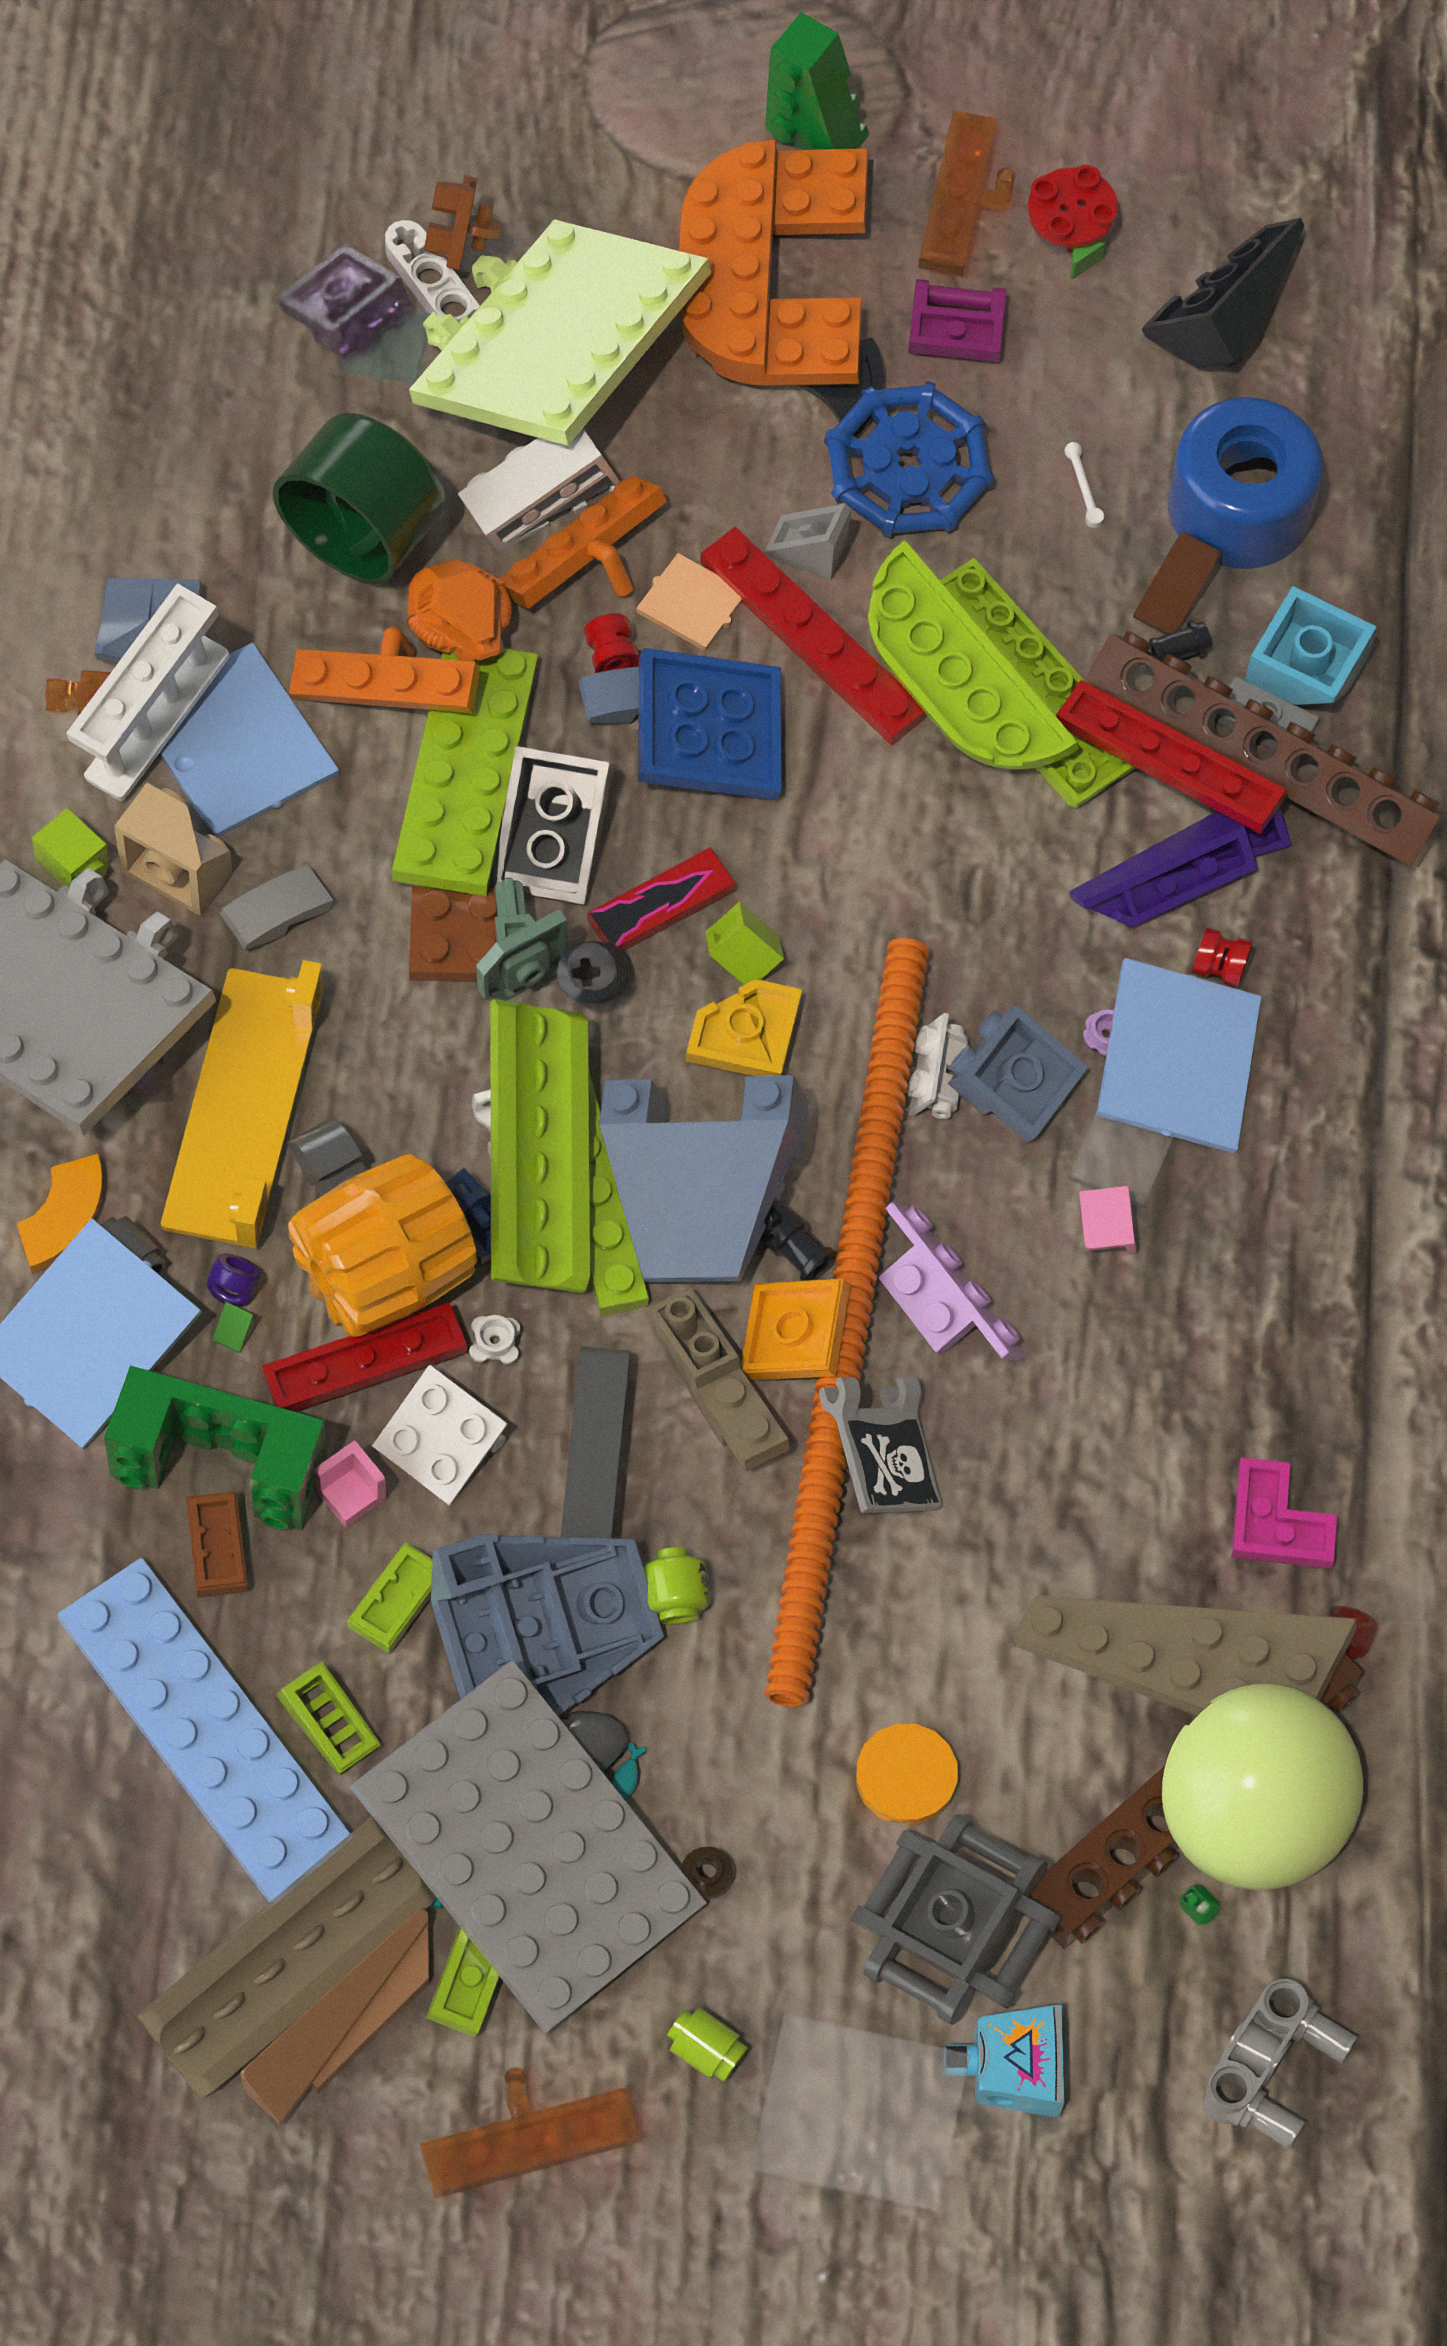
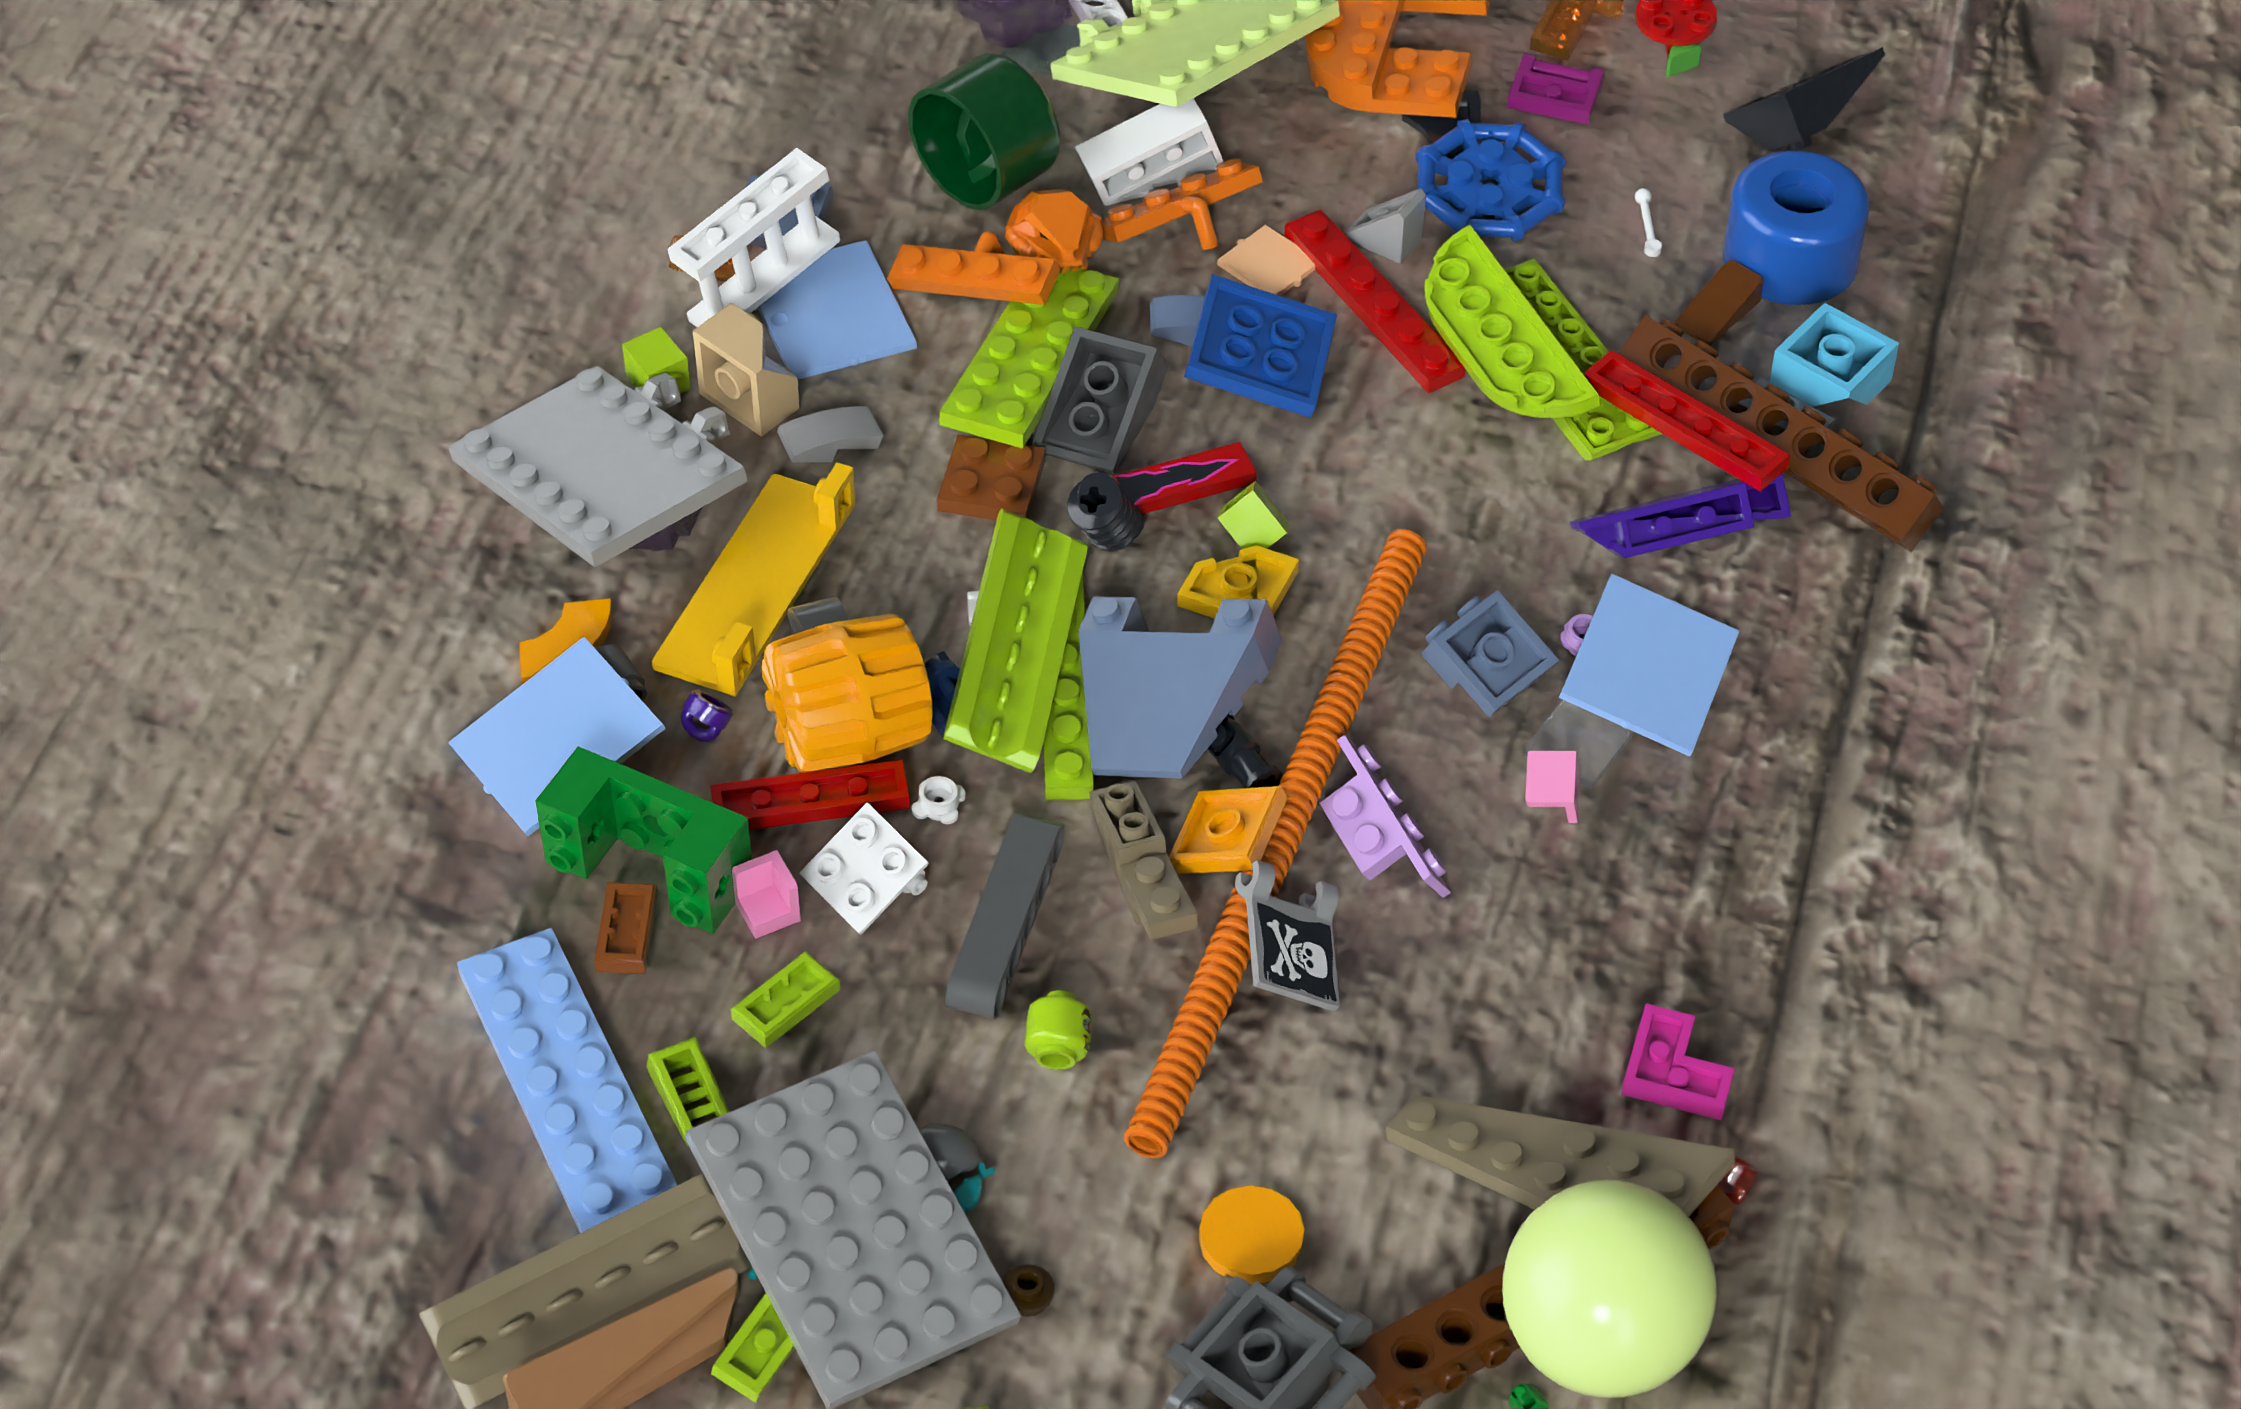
camera: 15 degrees right, 15 degrees down
(233, 1327) = (696, 755): bright green piece -> none
(524, 949) = (1042, 482): sand green piece -> none
(550, 1604) = (934, 1020): sand blue wedge -> none
(611, 642) = (1186, 273): red wheel -> none
(936, 1048) = (1405, 651): white hinge -> none
(1184, 642) = (1727, 344): black pin -> none
(1222, 957) = (1706, 590): red wheel -> none

